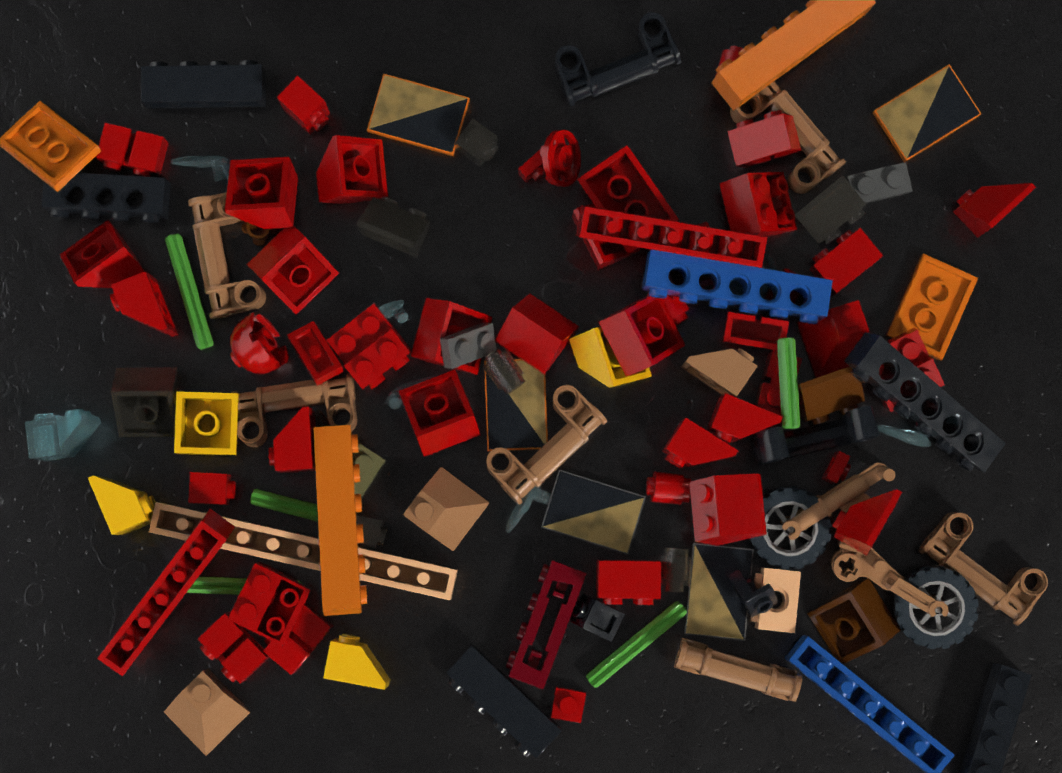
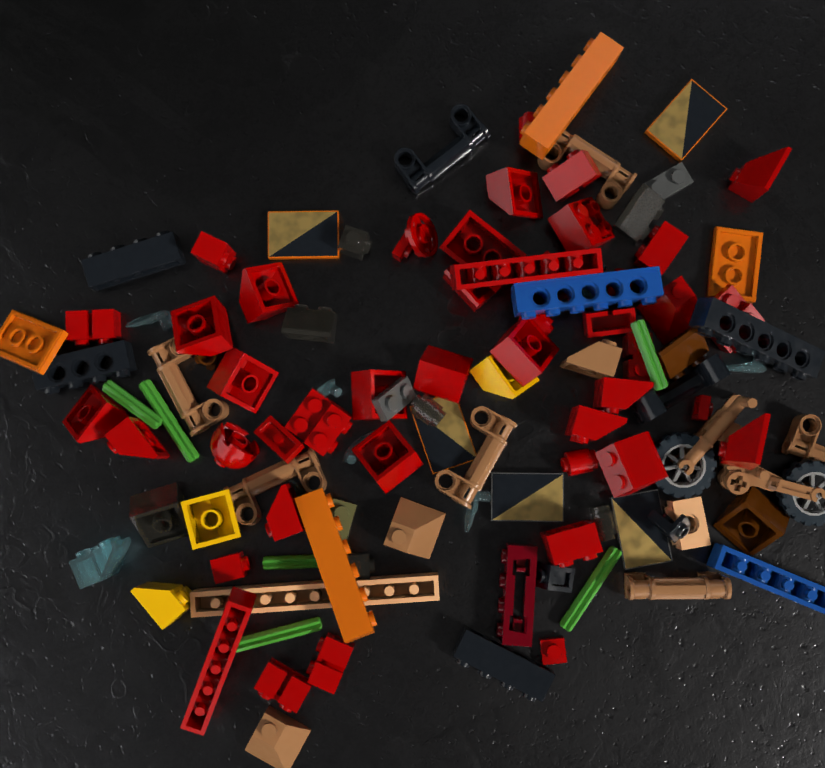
camera: 10 degrees left, 0 degrees up
(151, 258) = (132, 404): none -> bright green axle
(269, 603) = (301, 644): red slope -> none
(354, 663) = (381, 671): yellow slope -> none
(691, 140) = (515, 192): none -> red slope

